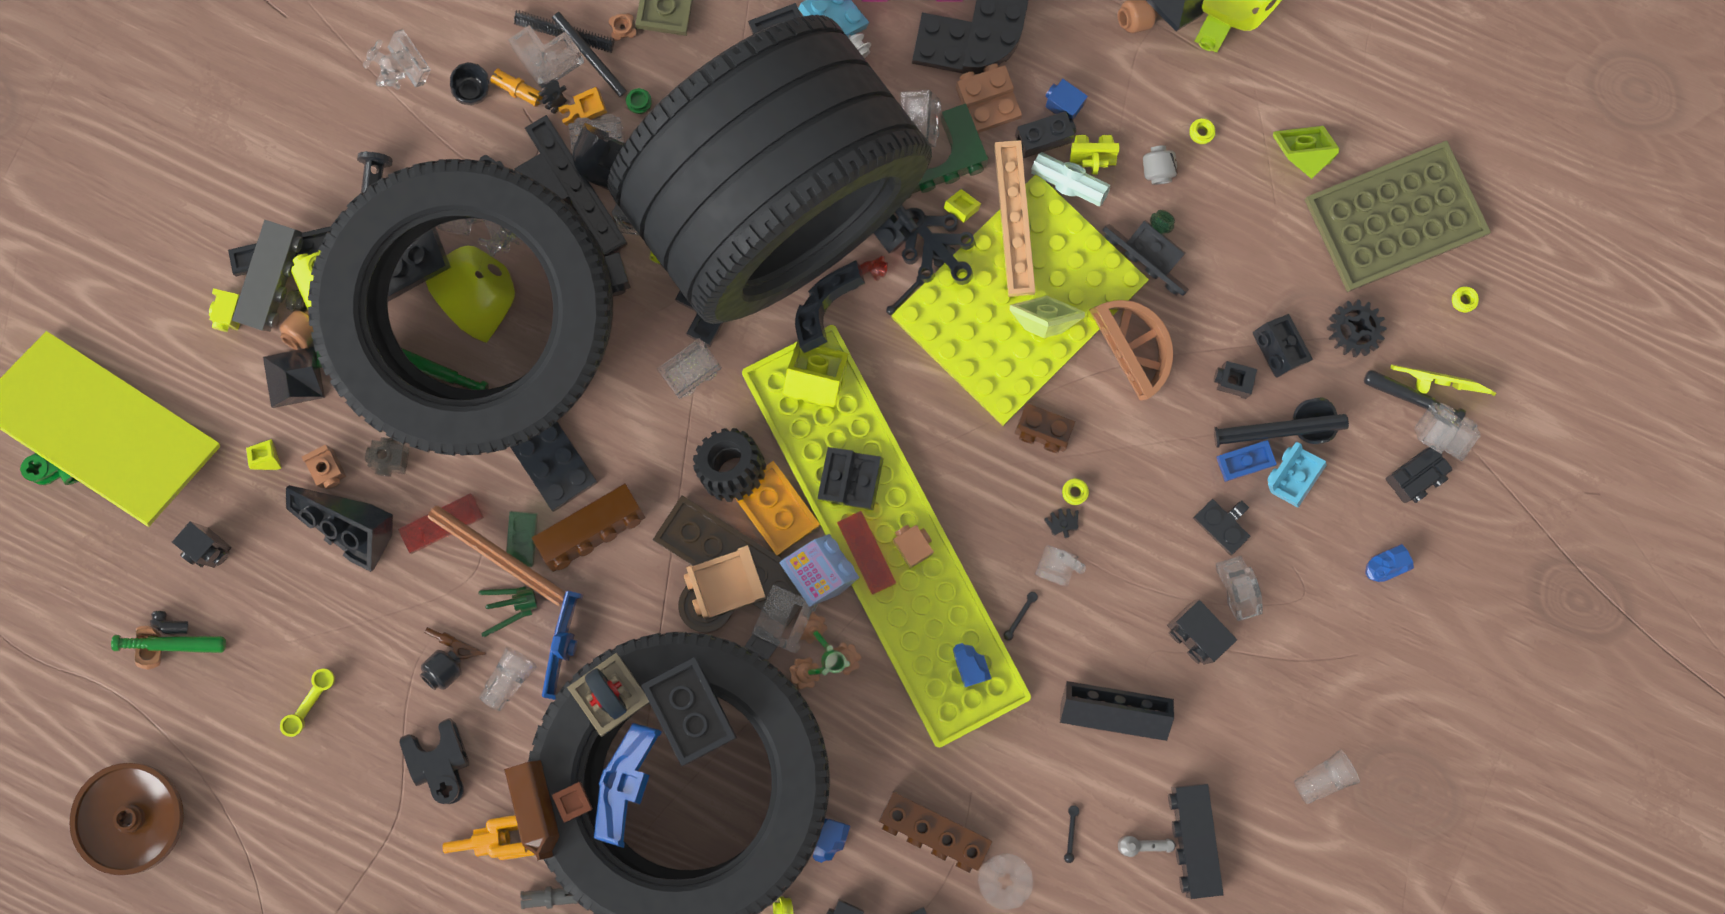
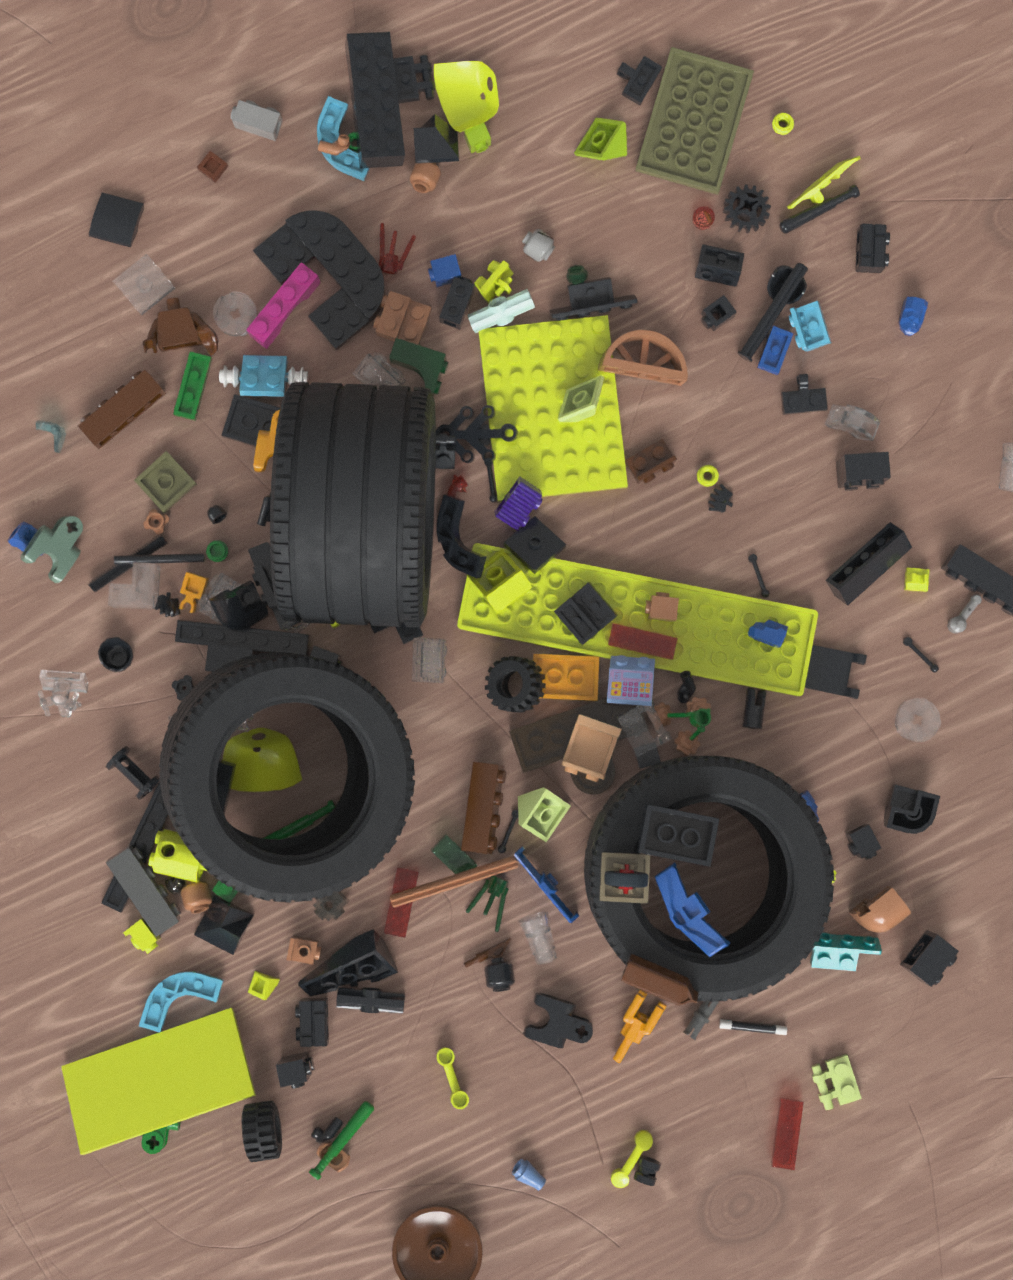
camera: 50 degrees left, 5 degrees up
(118, 559) = (261, 1131): none -> black tyre
(197, 375) = (175, 986): none -> medium azure plate
(262, 529) = (313, 1022): none -> black brick
(268, 849) = (528, 1174): none -> medium blue cone
(324, 567) = (370, 1000): none -> black piece
(516, 87) = (142, 625): light orange pin -> none
(554, 466) = (432, 800): black plate -> none
(572, 802) = (674, 953): copper plate -> none
(608, 565) = (502, 849): none -> black hinge
(627, 586) = (541, 812): none -> yellowish green slope
(672, 74) = (216, 514): none -> black hinge
(856, 632) = (687, 688): none -> black arm
(877, 380) = (534, 544): none -> black plate
(883, 716) = (754, 713): none -> black hinge
(903, 334) = (519, 503): none -> dark purple brick
(934, 831) = (853, 739): reddish brown brick -> none
(962, 205) = (461, 395): neon yellow plate -> none
(984, 757) = (830, 671): none -> black flag
(1014, 218) = (499, 368): light nougat plate -> none
(1032, 46) = (390, 262): none -> clear red plant
(1058, 565) = (747, 525): clear piece -> none
(1140, 771) = (916, 579): none -> neon yellow tile
(1205, 125) = (536, 192): neon yellow plate -> none
(1314, 296) = (703, 218): none -> clear red tile
(1392, 137) = (640, 79): none -> black plate
(1447, 432) = (860, 208): clear brick -> none

